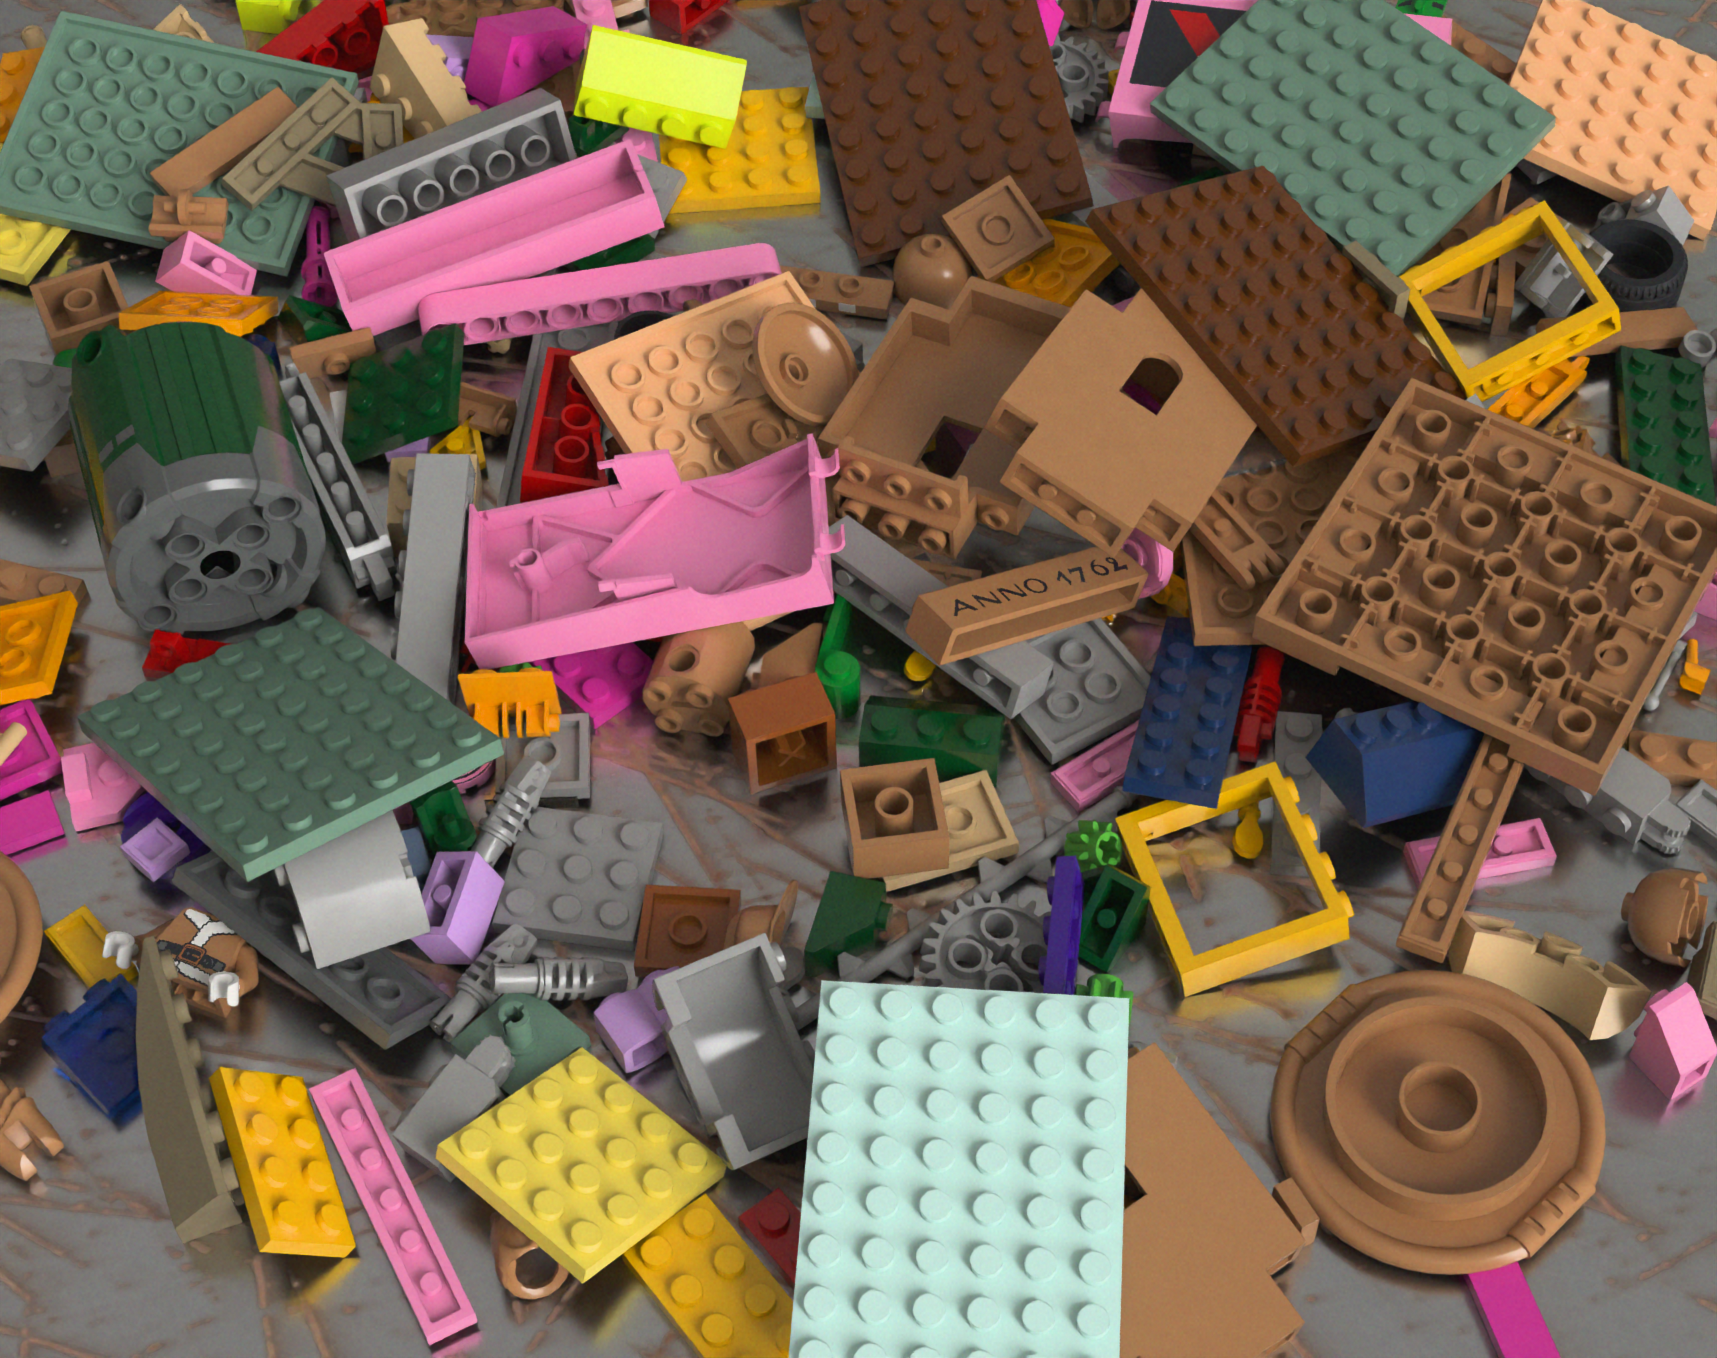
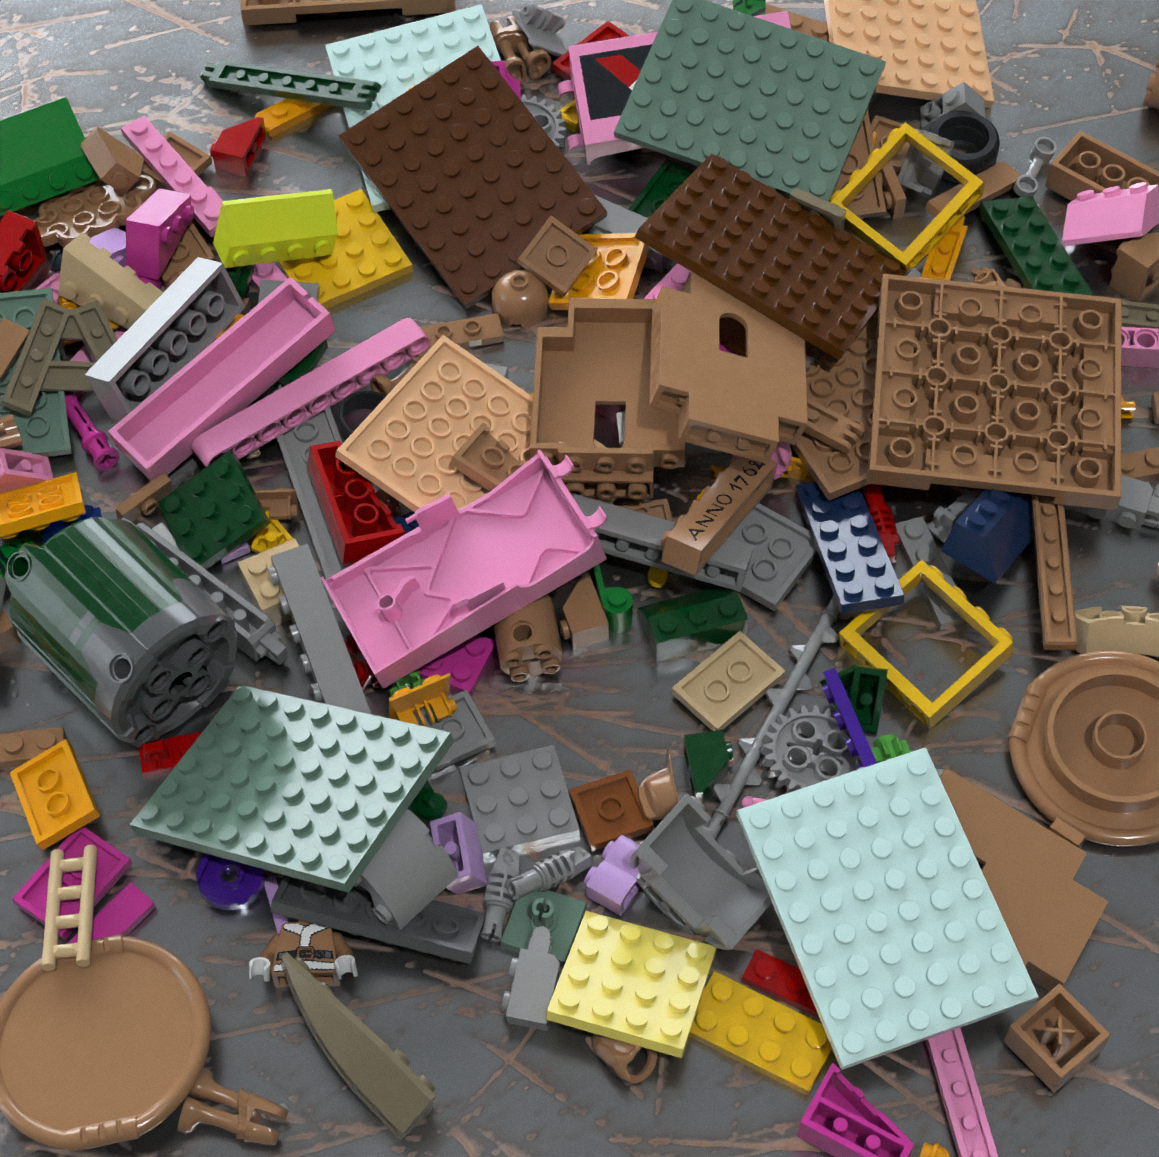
camera: 25 degrees left, 5 degrees up
(80, 943) = (227, 979): yellow tile -> none
(96, 787) = (162, 865): bright pink plate -> none
(99, 1042) = (277, 1034): clear blue plate -> none
(155, 849) = (234, 894): lavender tile -> none
(281, 1163) = (444, 1062): yellow plate -> none
(311, 321) = (117, 483): dark green slope -> none
(393, 1207) = (524, 1059): bright pink plate -> none
(511, 808) = (456, 774): light grey hinge -> none
(783, 732) = (604, 655): dark orange brick -> none
(803, 362) = (495, 399): medium nougat dish -> none
(894, 819) = (709, 686): medium nougat brick -> none
(1094, 845) = (832, 654): bright green gear -> none
(1095, 771) = (807, 600): bright pink tile -> none
(1248, 836) = (916, 611): yellow piece -> none
(1514, 849) = (1081, 556): bright pink tile -> none

